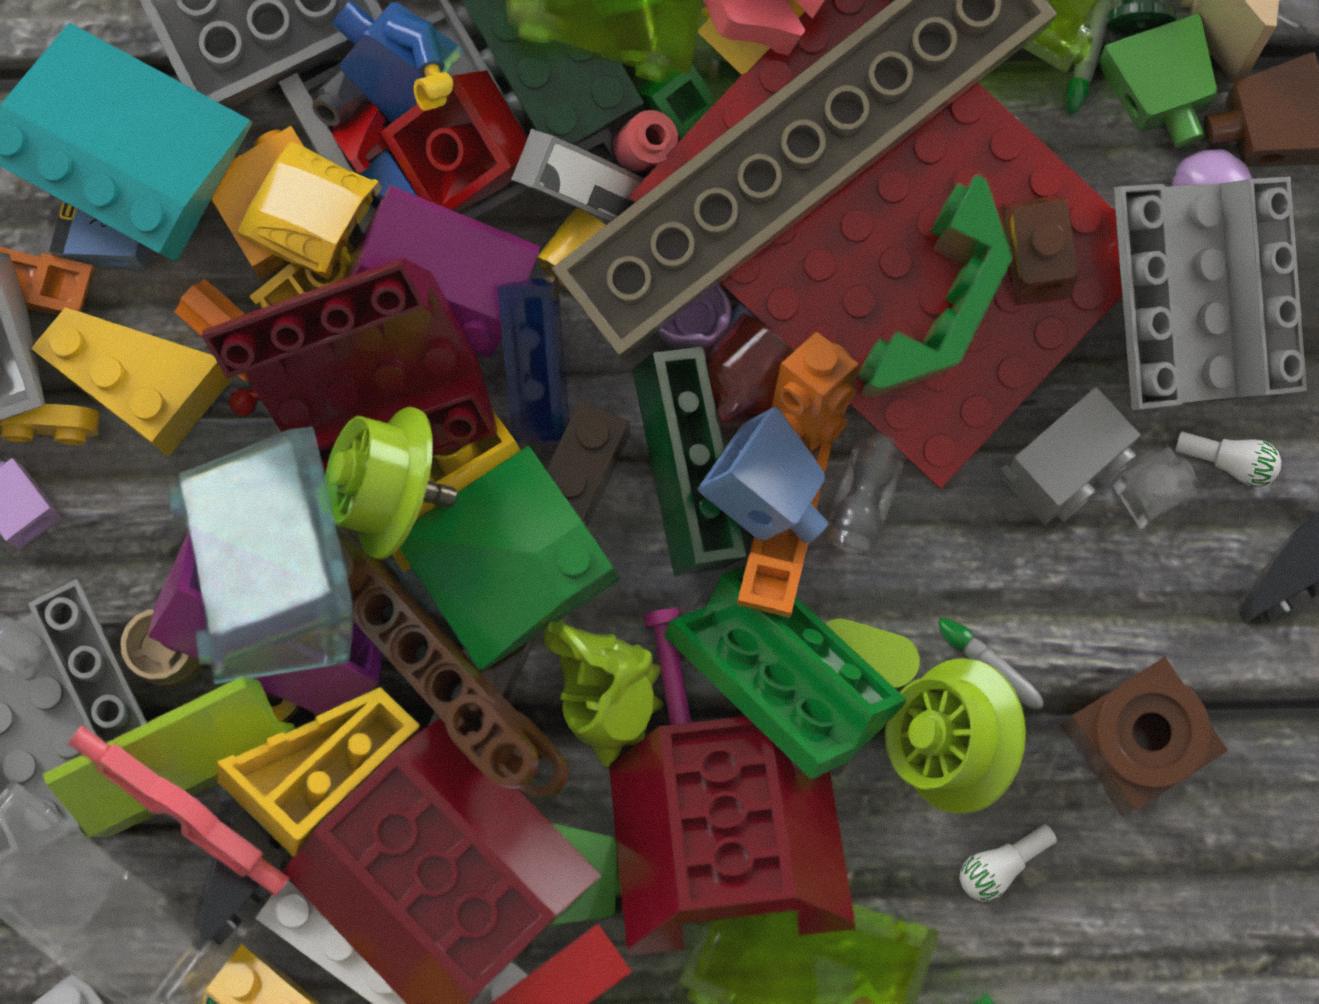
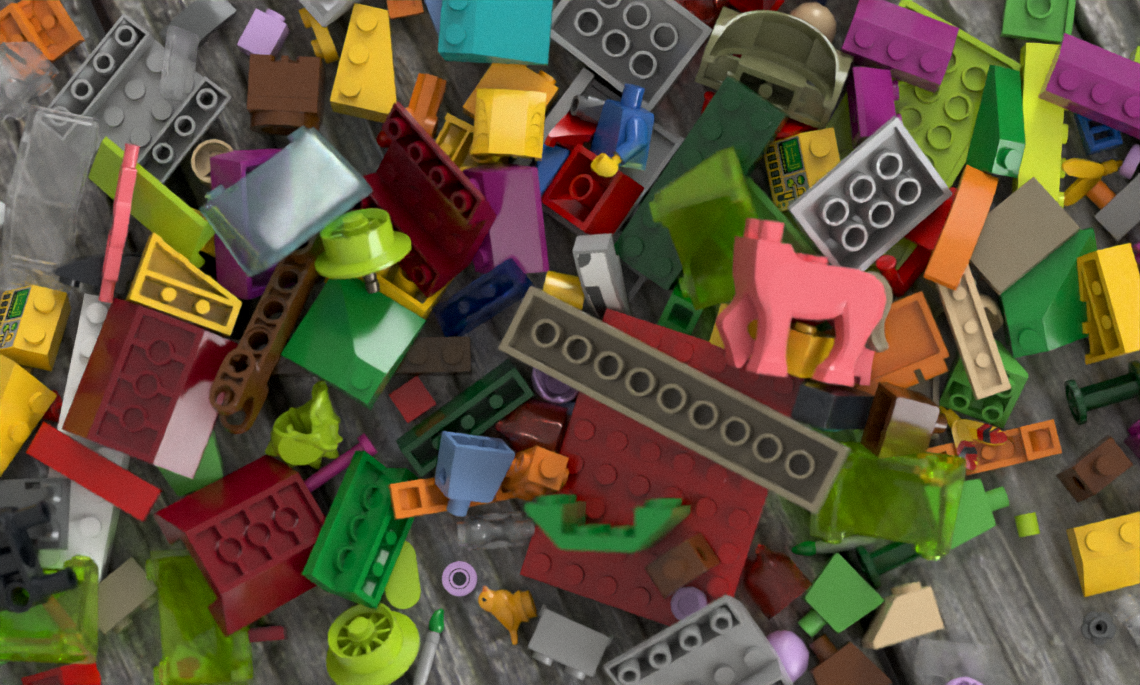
camera: 60 degrees right, 5 degrees up
(110, 502) = (285, 94): none -> reddish brown piece
(627, 528) = (412, 399): none -> red tile
(644, 141) = (646, 292): coral brick -> none
(868, 878) = (267, 633): none -> dark red tile
(909, 575) = (459, 578): none -> lavender tile
(982, 523) = (508, 608): none -> light orange animal
(1096, 264) = (687, 601): none -> lavender tile
(1110, 145) = (773, 580): none -> clear red piece

